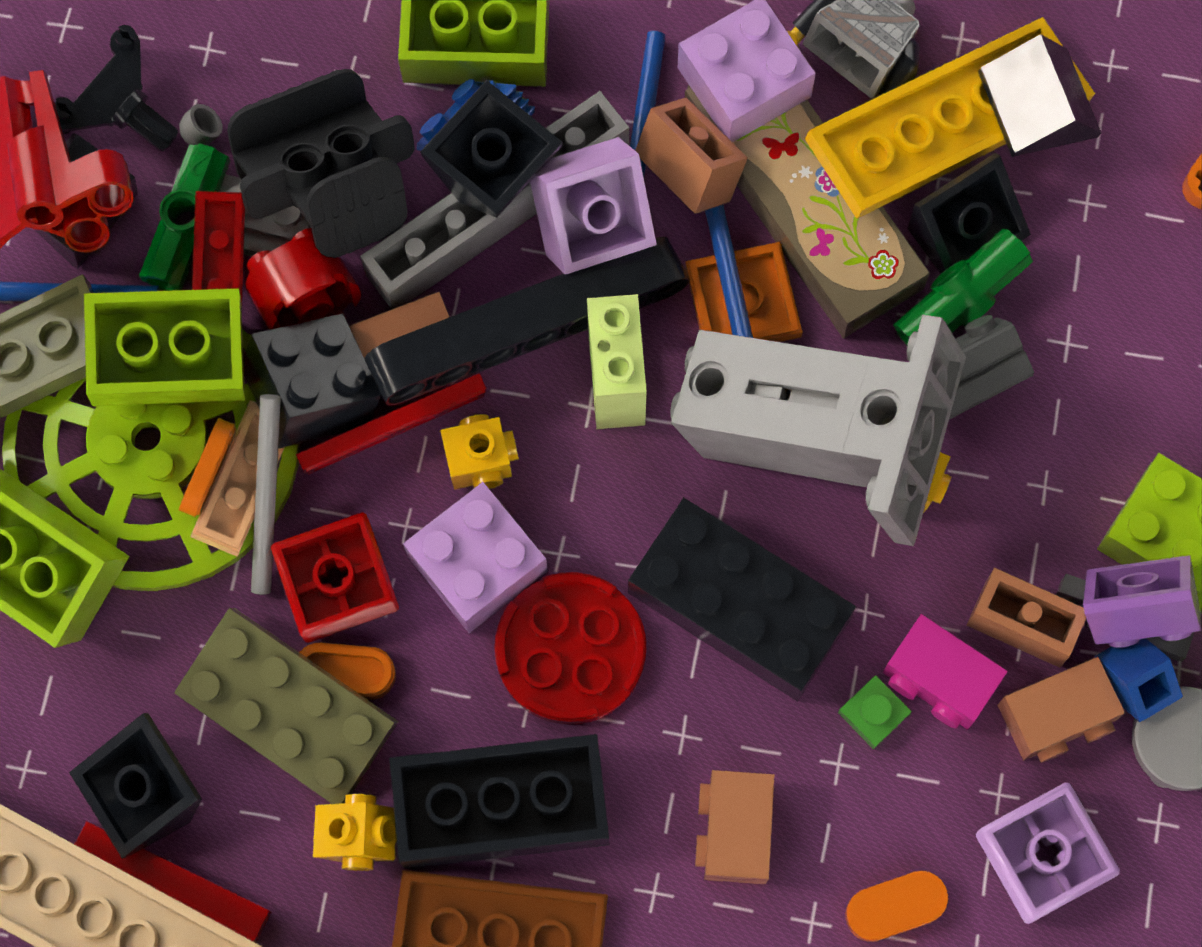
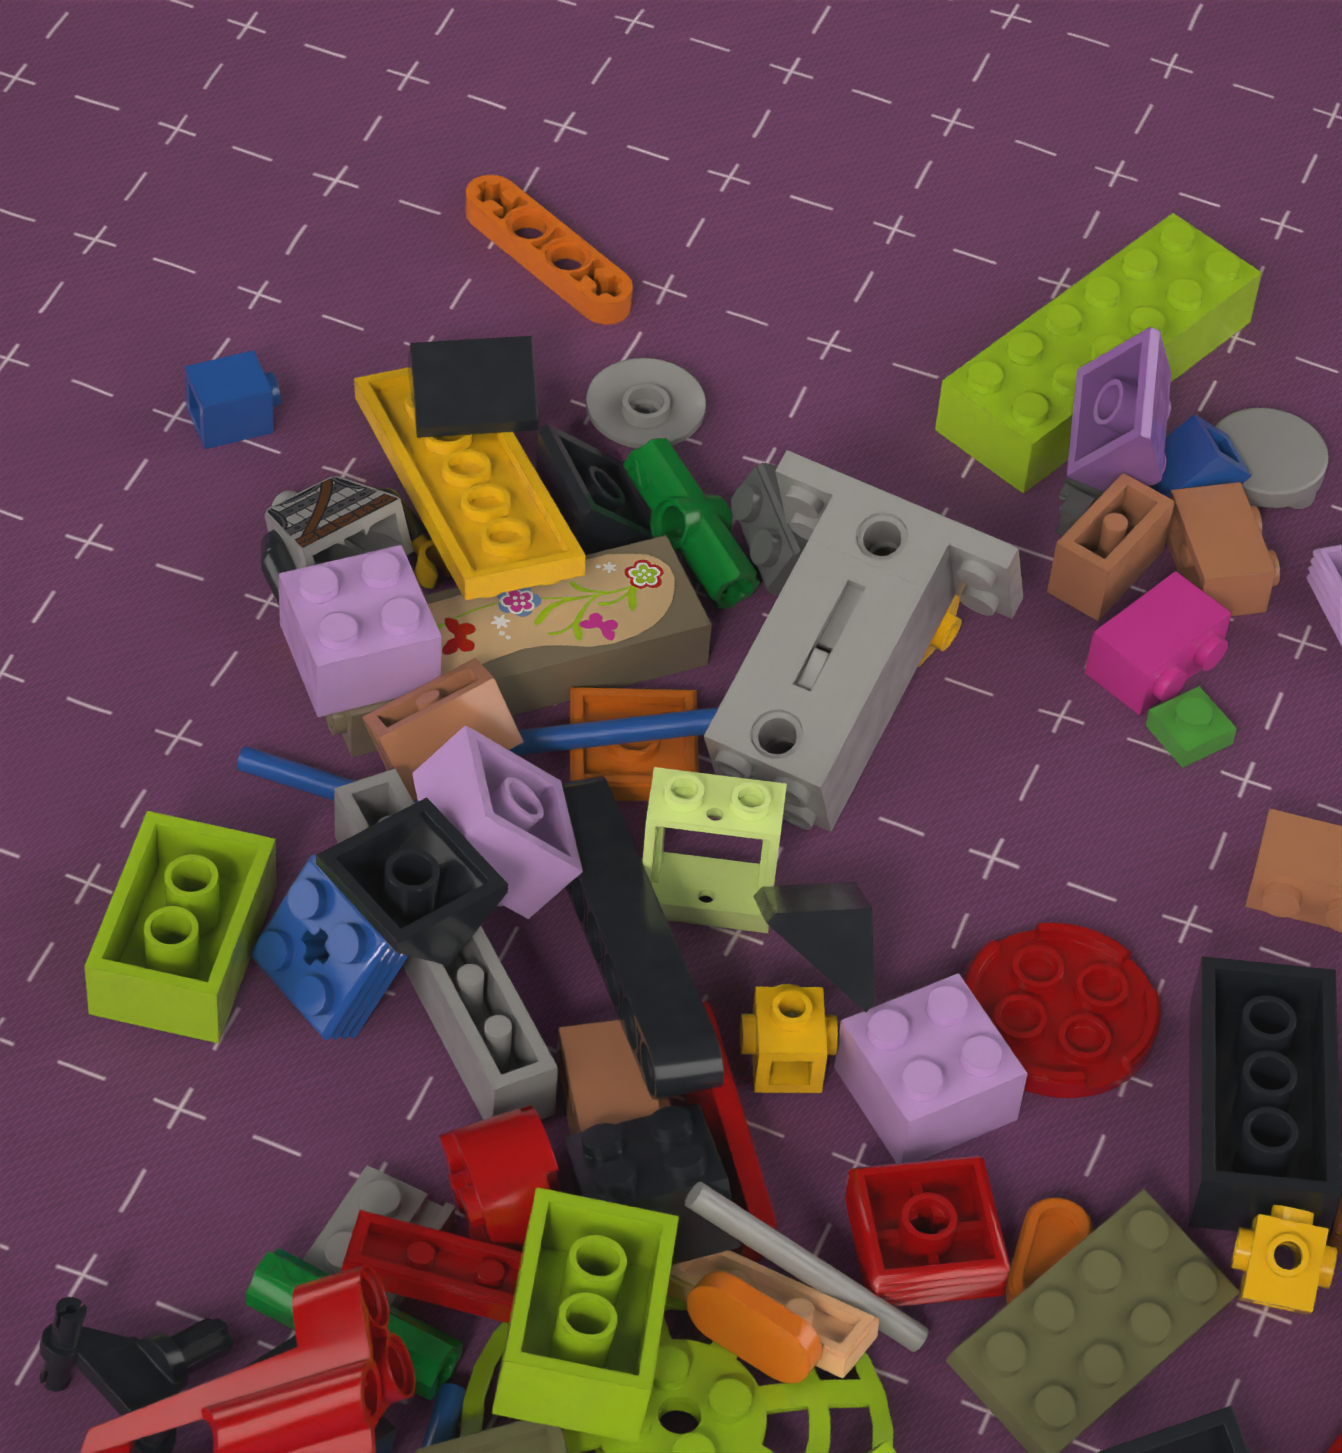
camera: 85 degrees left, 25 degrees down
(200, 125) = (212, 1290): light grey hinge -> none
(327, 157) = (346, 1098): black piece -> none
(550, 451) = (830, 929): none -> black slope
(740, 599) = (1035, 811): black brick -> none
(1090, 215) = (645, 401): none -> light grey dish

